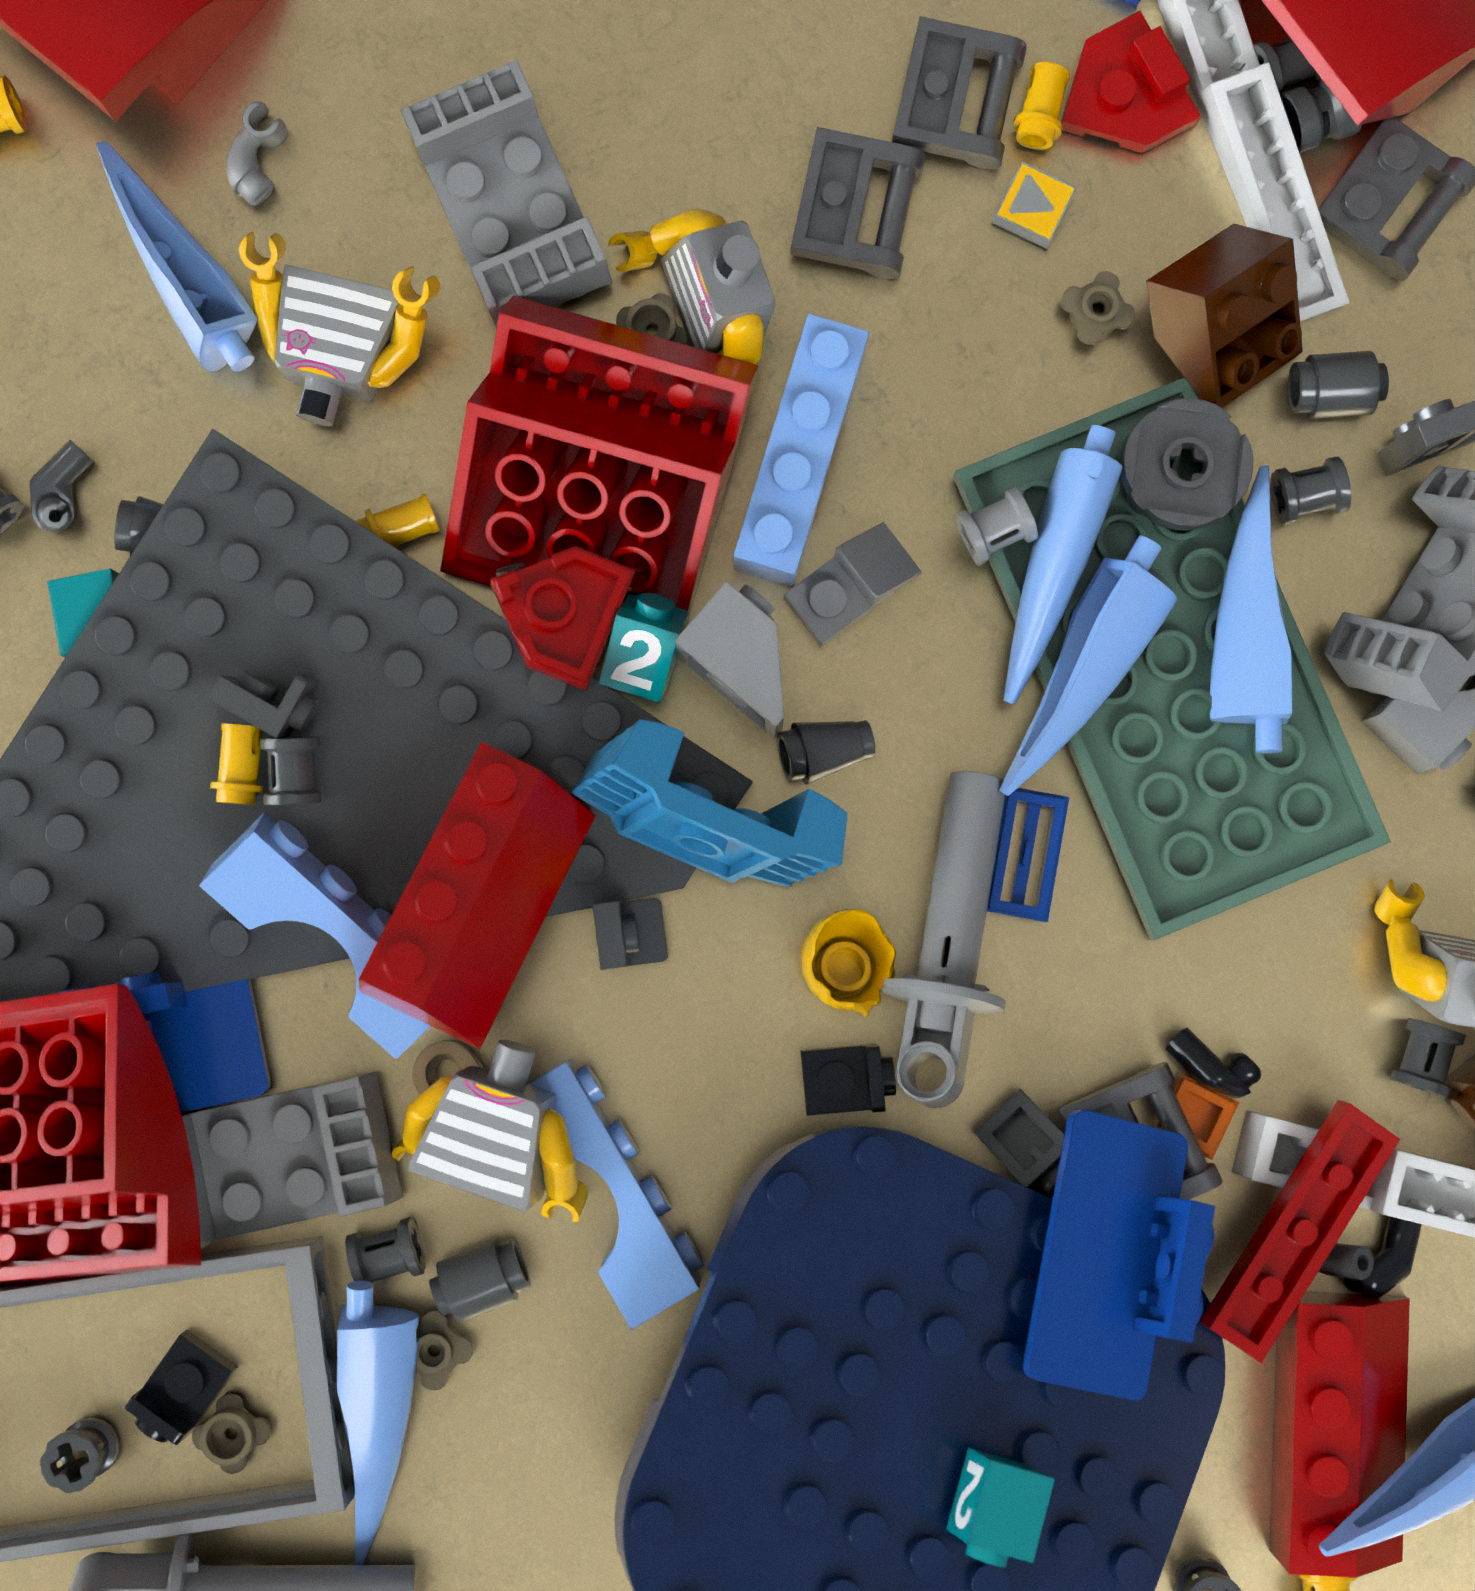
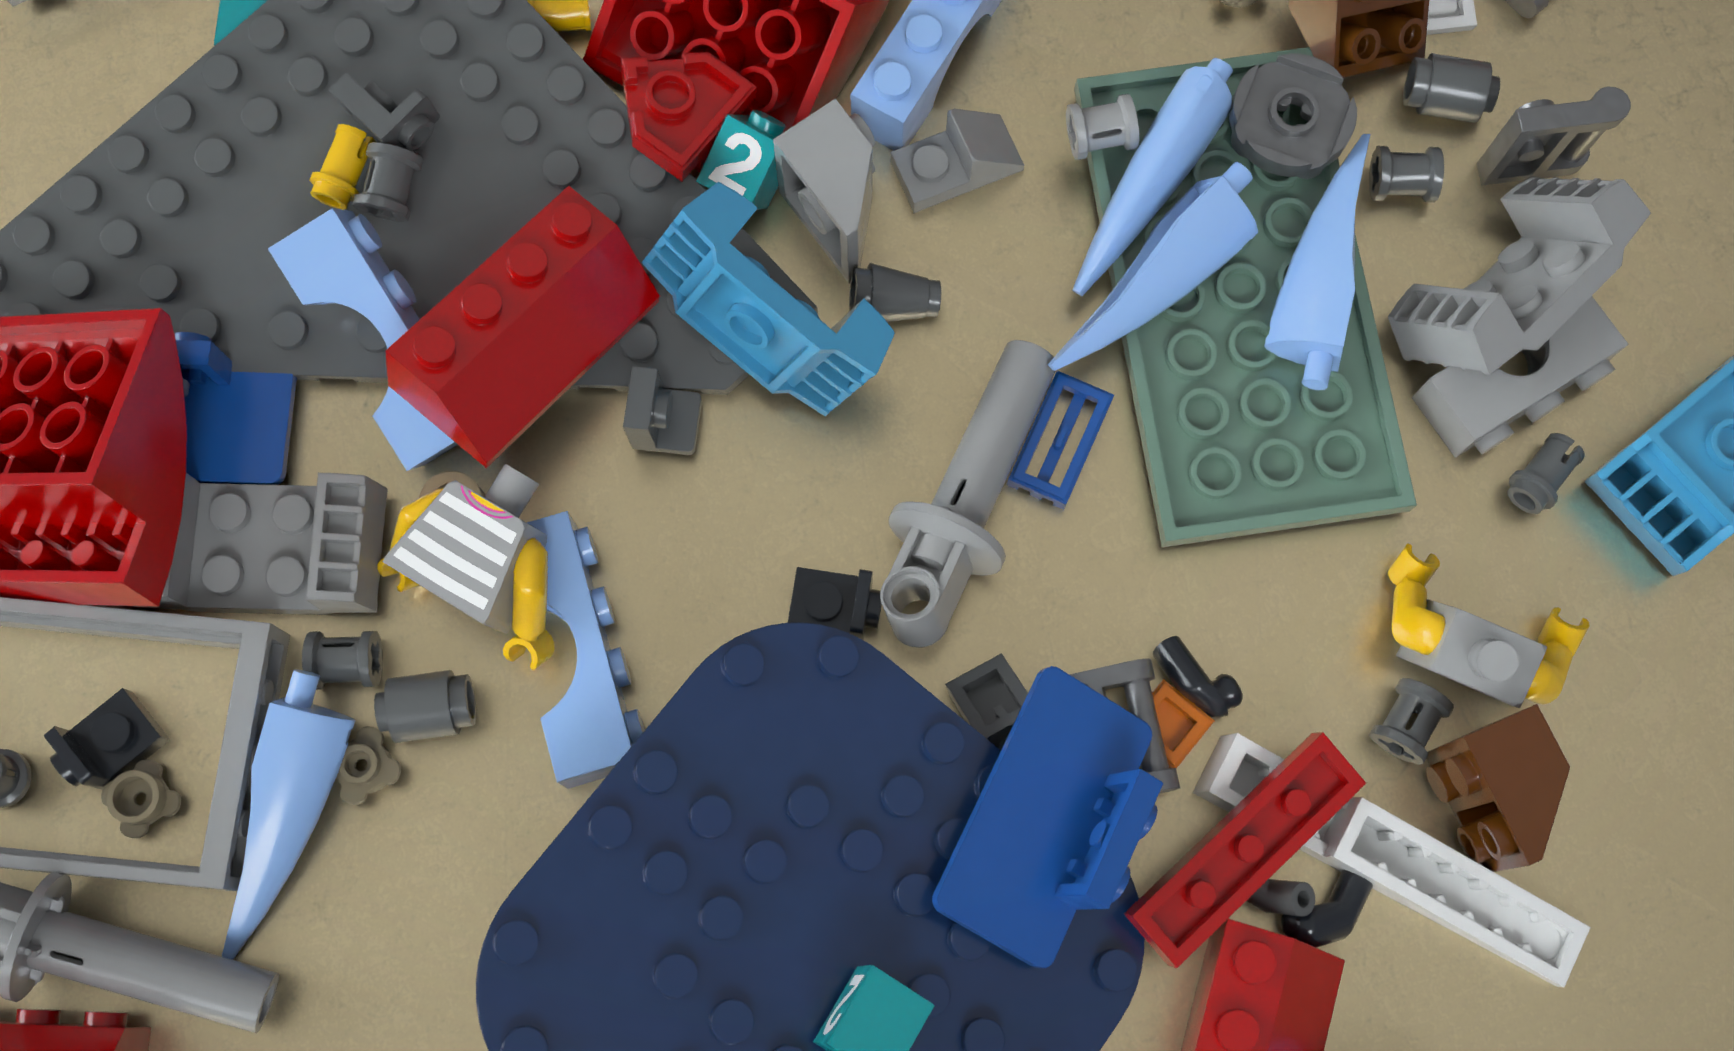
camera: 10 degrees right, 10 degrees down
(847, 960) = (862, 485): yellow hair -> none

